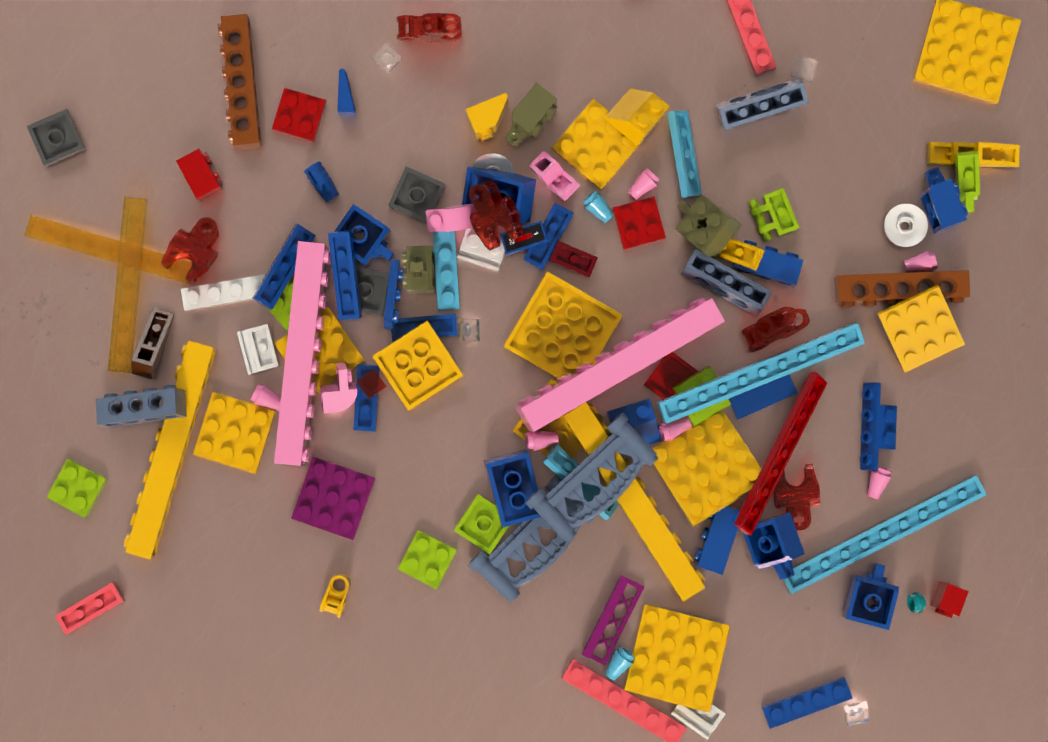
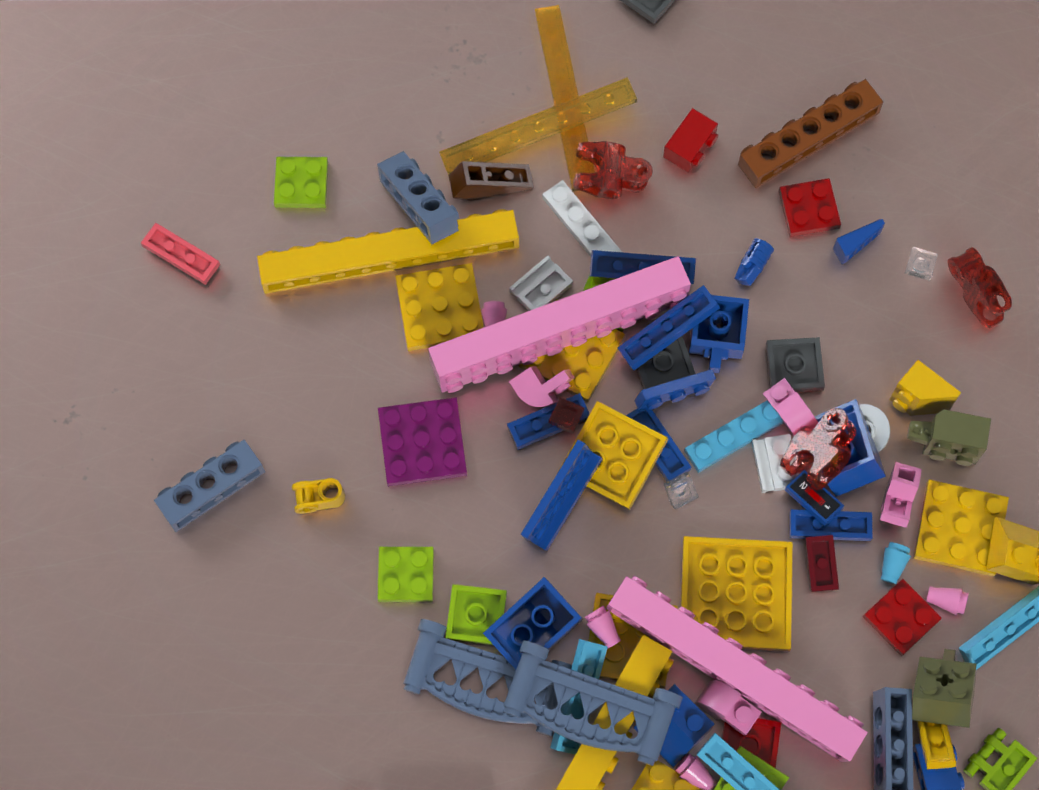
camera: 65 degrees right, 15 degrees down
(288, 636) = (204, 499): none -> sand blue brick
(420, 269) = (717, 403): olive hinge -> none
(430, 419) = (561, 496): none -> blue fence
(641, 381) = (727, 704): none -> bright pink brick

